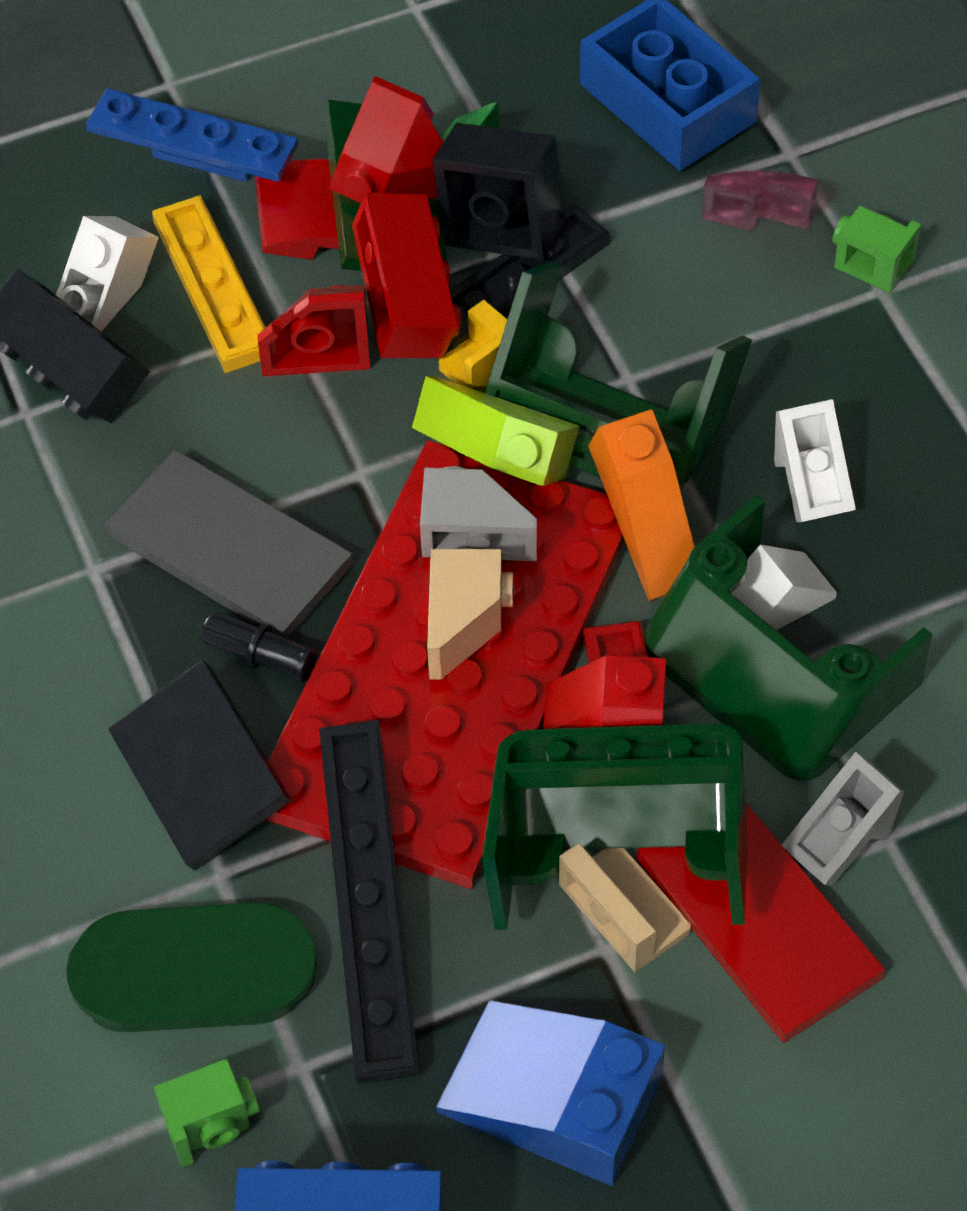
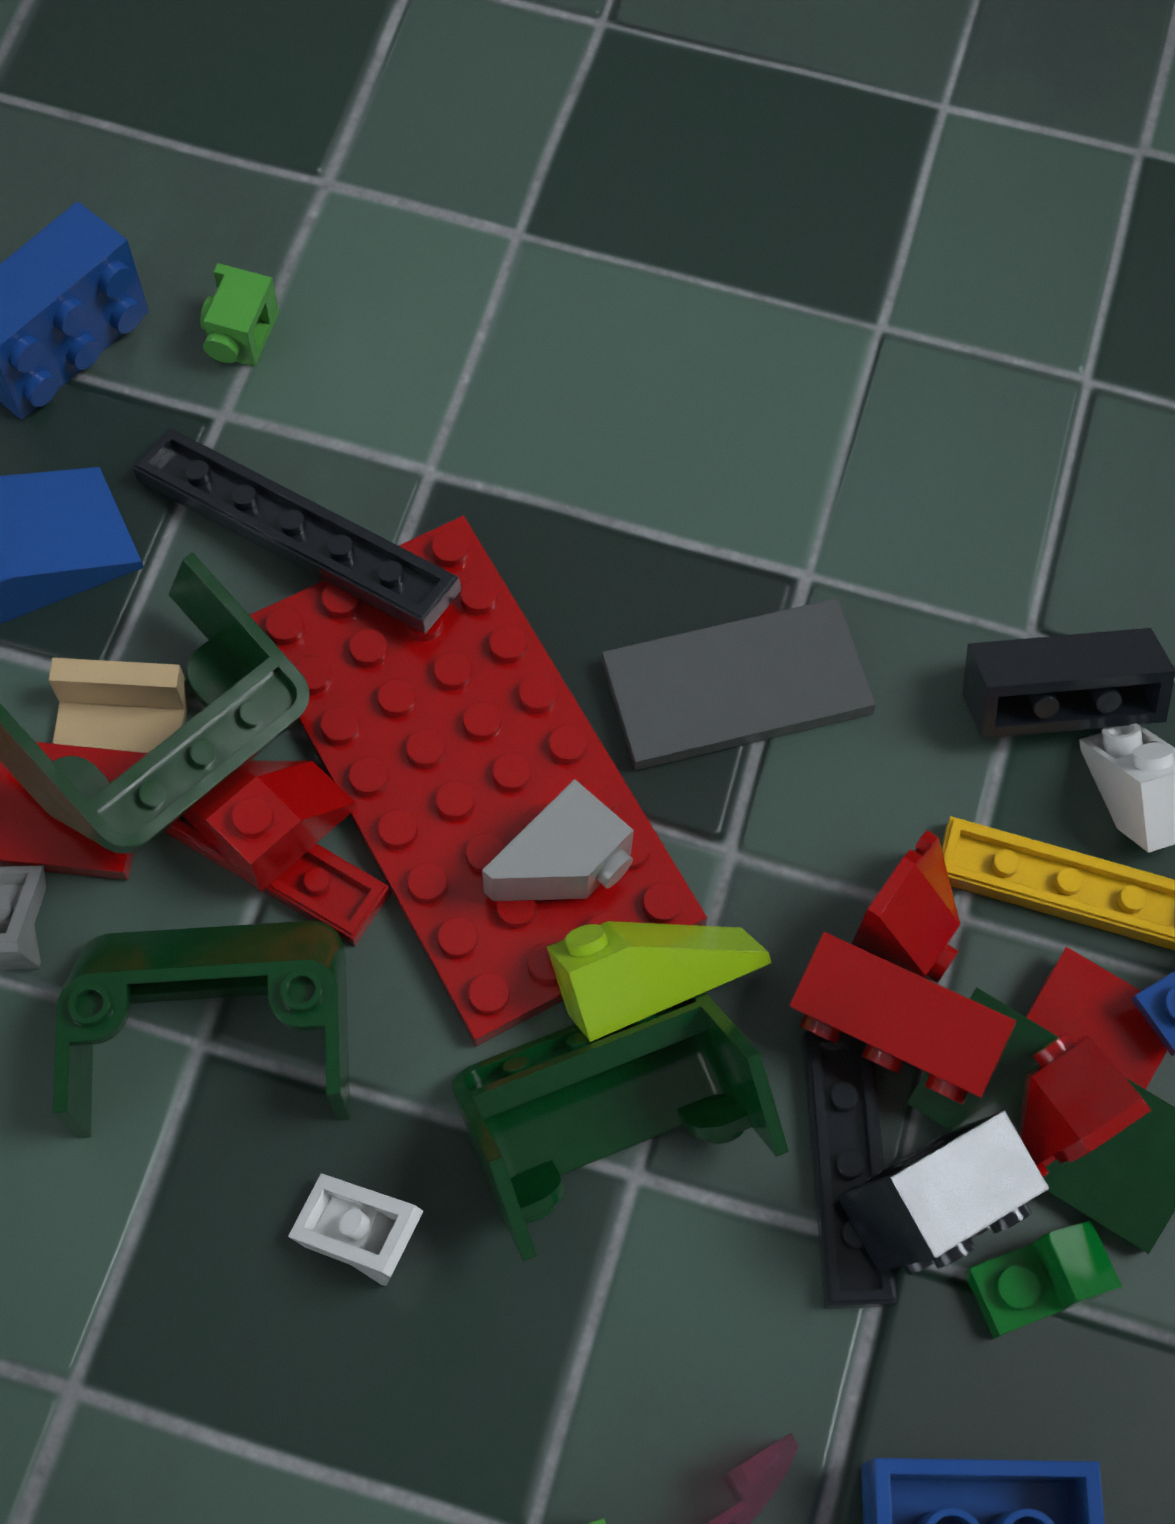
camera: 125 degrees right, 10 degrees up
(191, 967) = (364, 395): dark green tile -> none
(199, 765) = (526, 501): black tile -> none
(259, 646) = (606, 628): black axle -> none
(464, 604) = (479, 773): tan slope -> none
(473, 359) = (779, 1041): yellow panel -> none
(644, 498) = (453, 1019): orange slope -> none
(782, 586) = (271, 1085): white slope -> none

